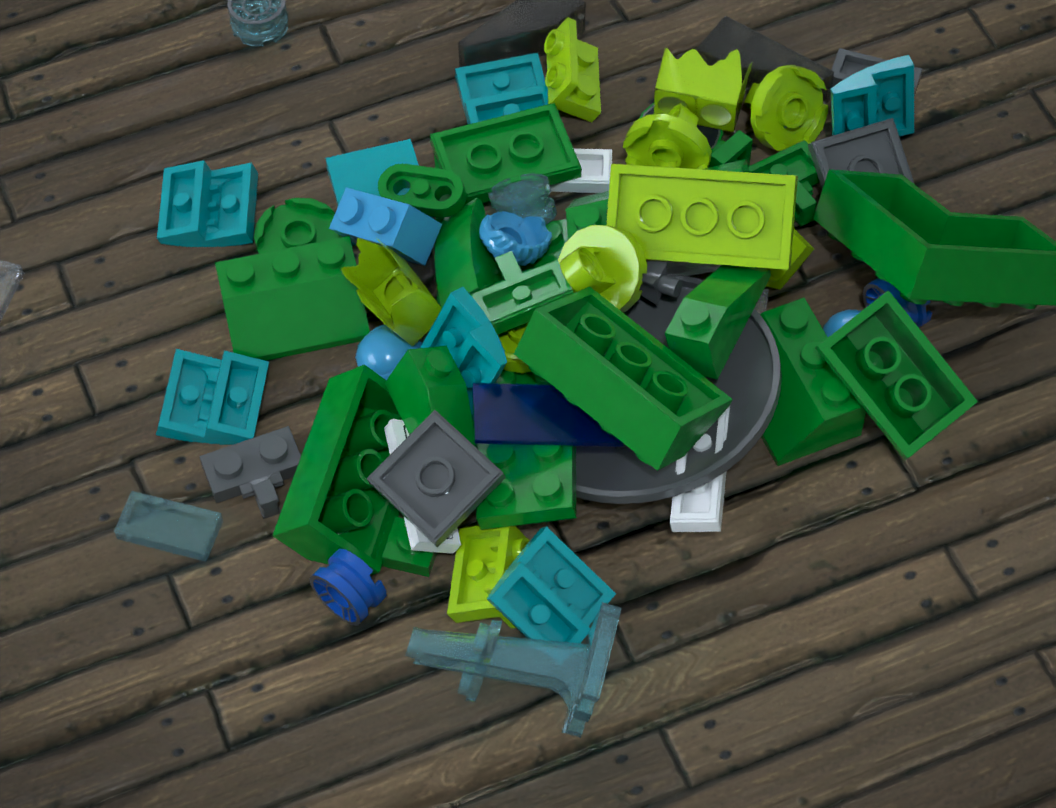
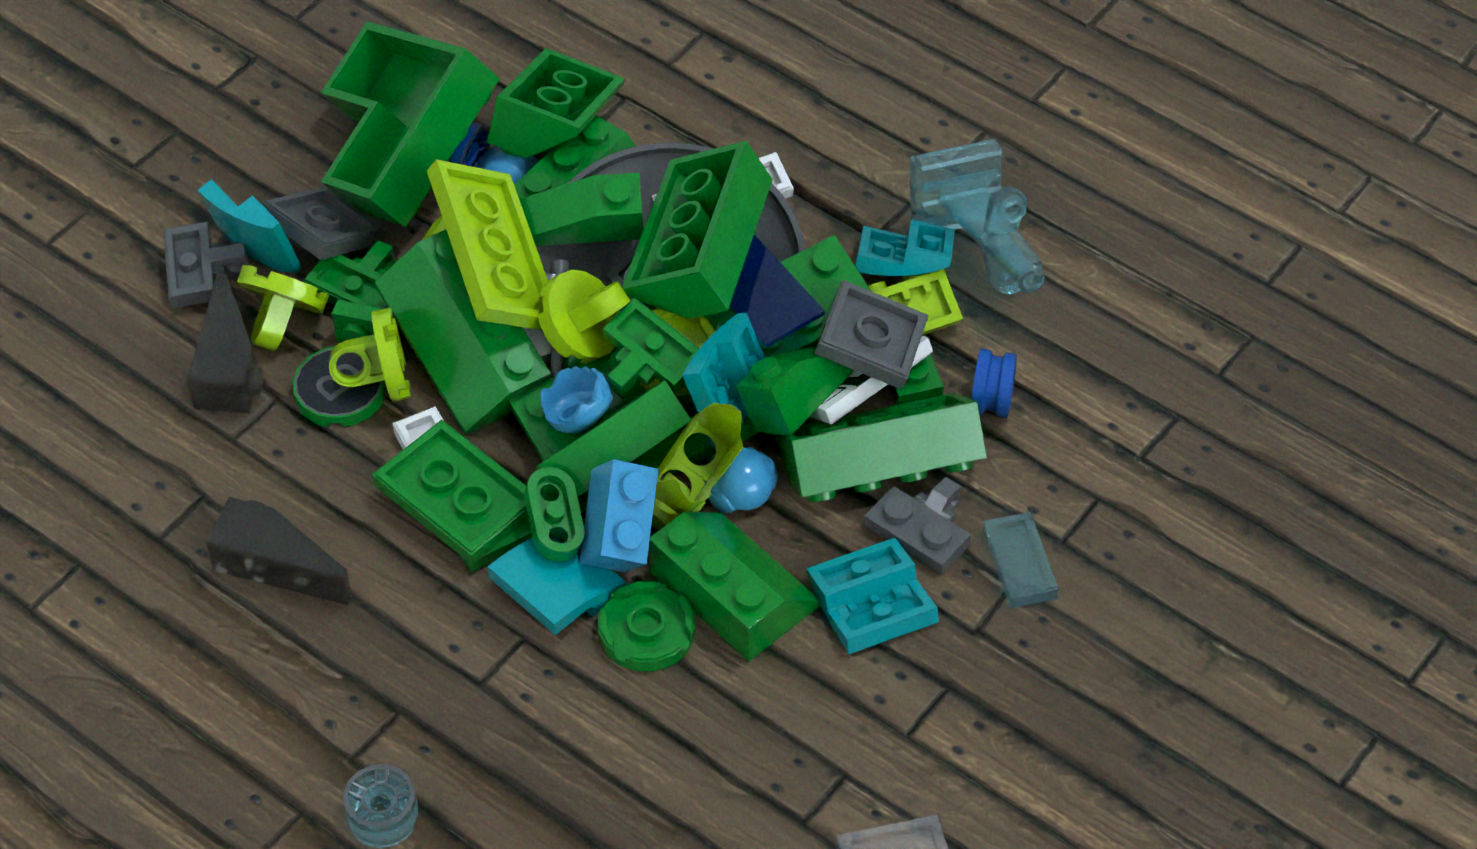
camera: 120 degrees left, 5 degrees down
(207, 205) = (657, 719): teal slope -> none
(501, 87) = (373, 540): teal slope -> none
(524, 197) = (523, 452): clear light blue wheel -> none
(572, 72) = (319, 481): lime bracket -> none
(706, 90) = (297, 364): lime piece -> none

